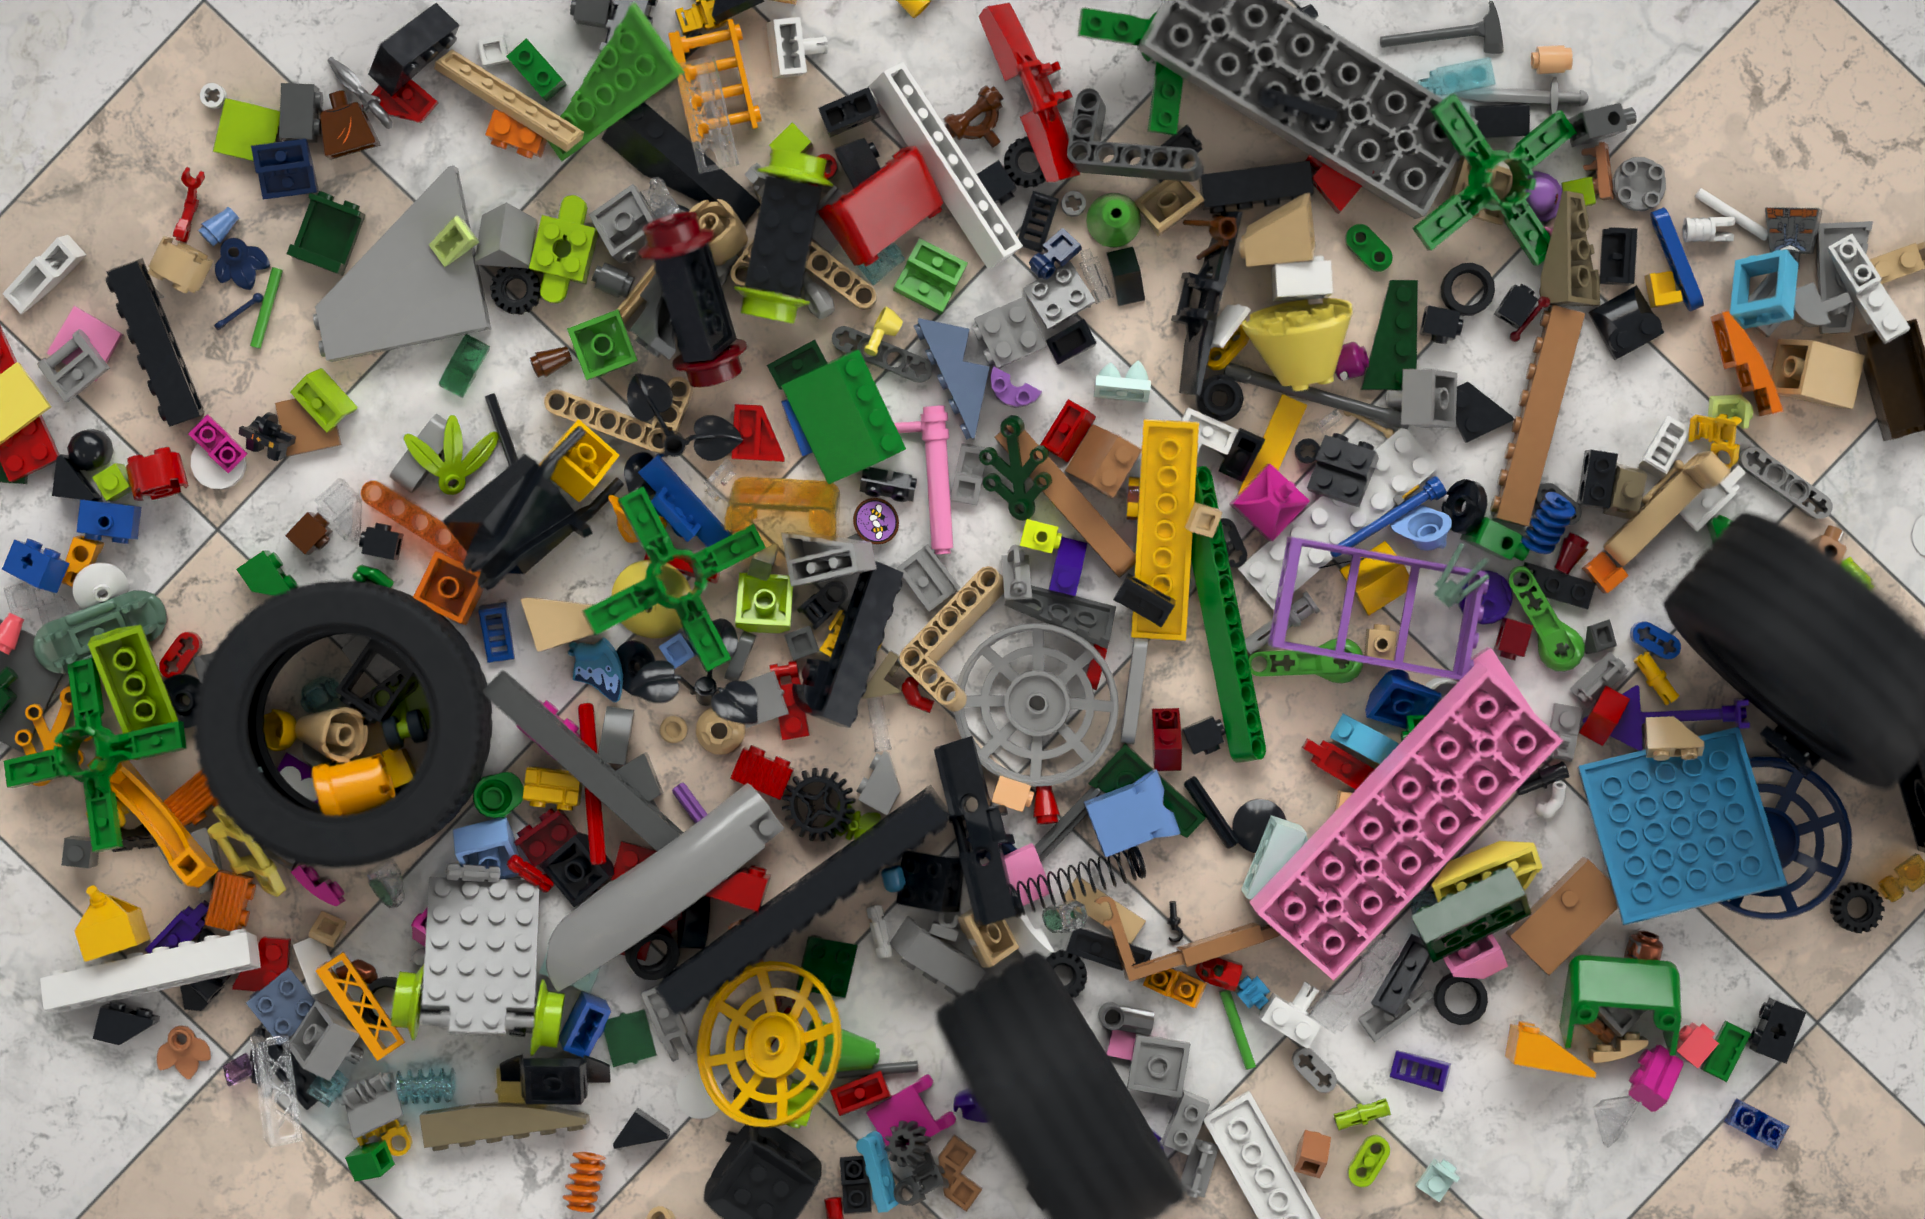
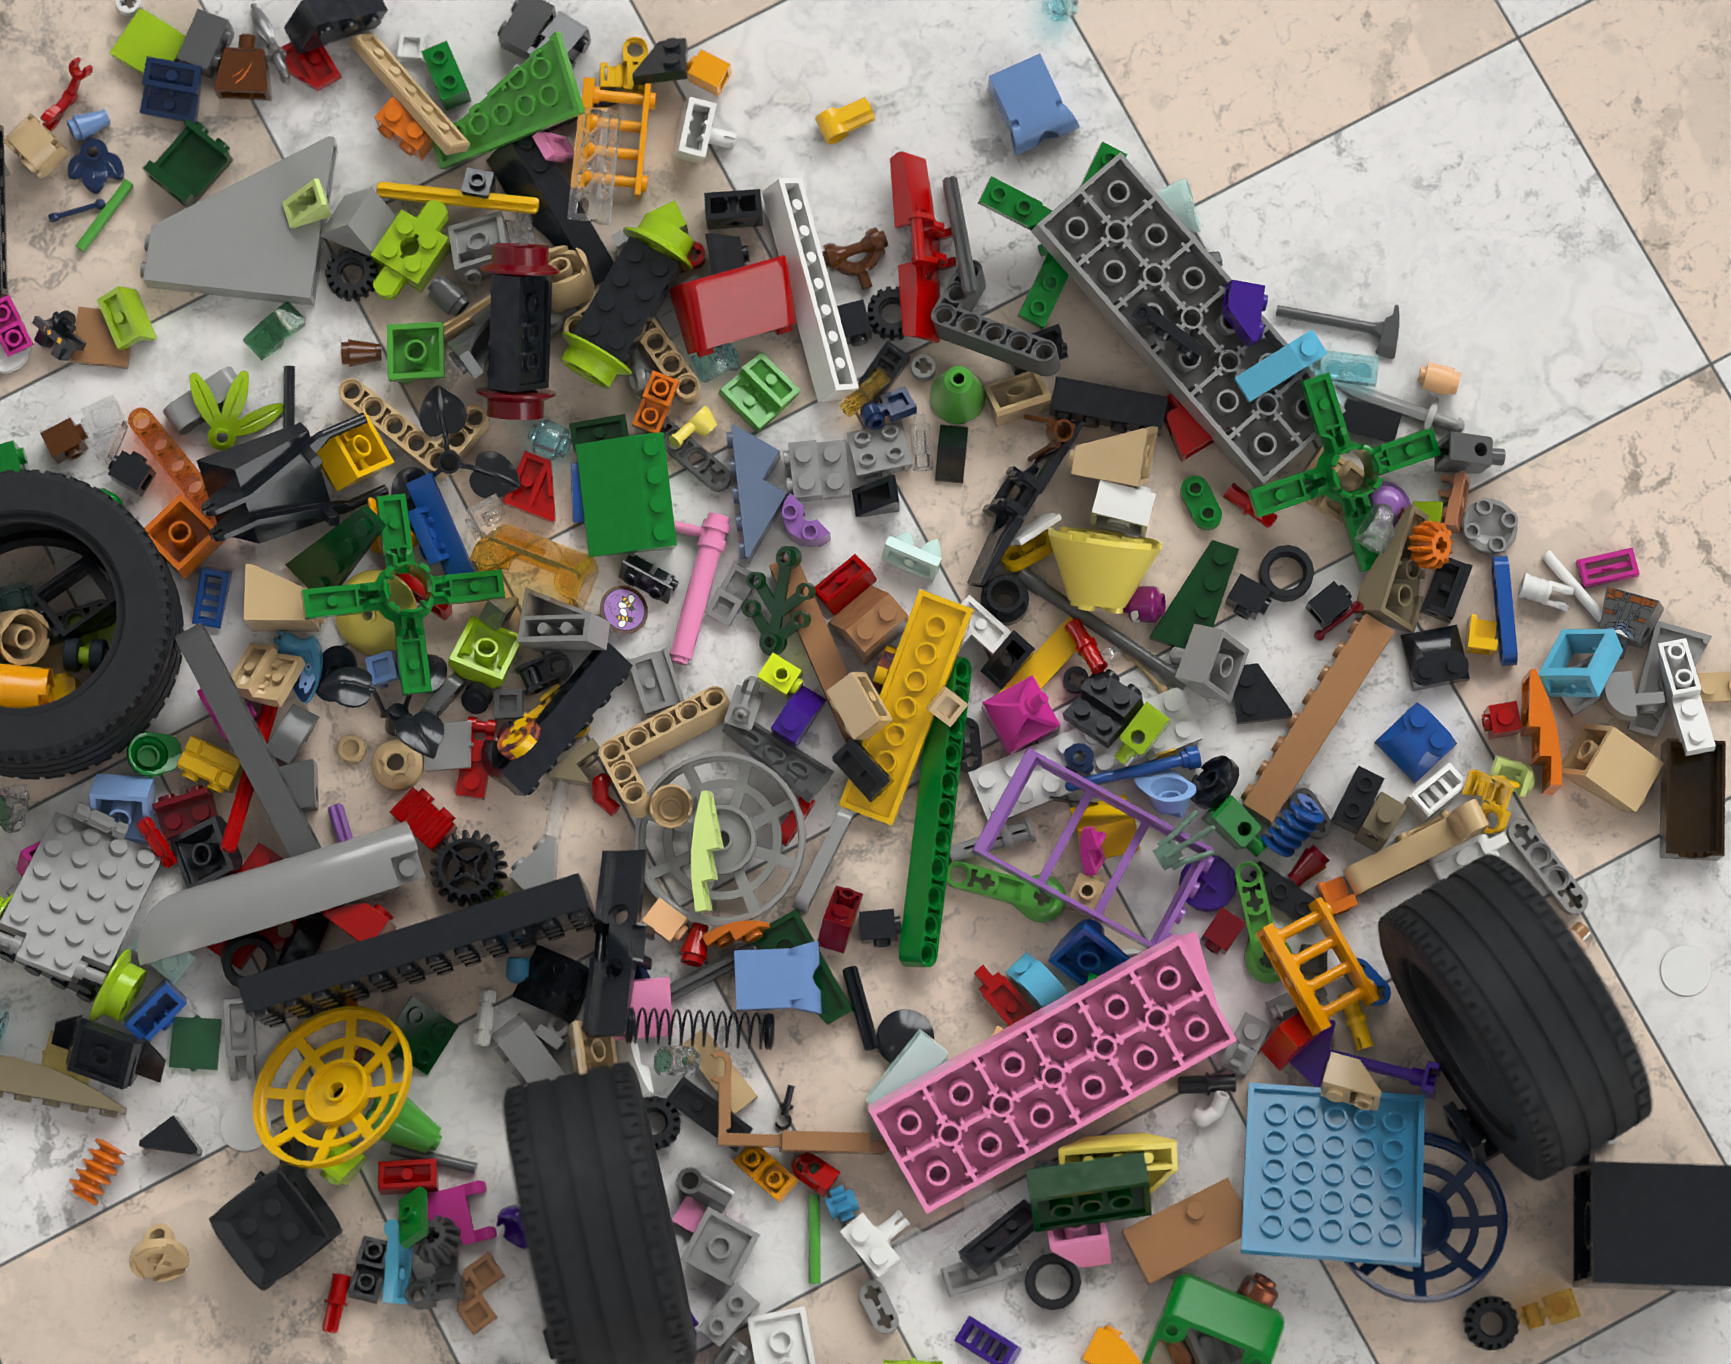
camera: 20 degrees right, 10 degrees down
(574, 690) = (266, 675): none -> tan slope
(589, 184) = (455, 198): none -> yellow axle
(598, 560) = (339, 551): none -> dark green wing
(604, 166) = (478, 183): none -> bracket
(663, 108) = (554, 147): none -> bright pink tile
(754, 386) = (549, 440): none -> clear light blue head
(771, 647) = (476, 698): none -> black wheel
(826, 678) = (519, 738): none -> piece
(840, 321) = (655, 403): none -> orange slope
(880, 1131) = (413, 1217): none -> green plate
(984, 692) = (671, 806): none -> tan hair
(1026, 712) = (704, 841): none -> yellowish green slope
(1030, 247) = (865, 393): none -> clear yellow axle
(1068, 69) = (960, 236): none -> dark grey axle
(1087, 780) = (737, 931): none -> orange slope
(1123, 545) = (859, 706): none -> tan brick
(1309, 419) = (1086, 646): none -> red pin
(1327, 521) = (1077, 767): none -> dark blue brick
(1359, 61) = (1243, 309): none -> dark purple slope
(1376, 608) = (1091, 850): none -> dark pink slope
(1391, 473) = (1148, 721): none -> lime torso
(1406, 233) = (1242, 501): none -> red axle
(1408, 101) = (1280, 365): none -> medium azure slope
(1540, 223) = (1377, 529): none -> clear rock
(1585, 653) = (1303, 990): none -> light orange fence
(1593, 222) = (1430, 545): none -> orange gear
(1633, 406) = (1416, 742): none -> blue slope
(1705, 362) = (1502, 720): none -> red brick
(1737, 199) = (1583, 573): none -> dark pink tile

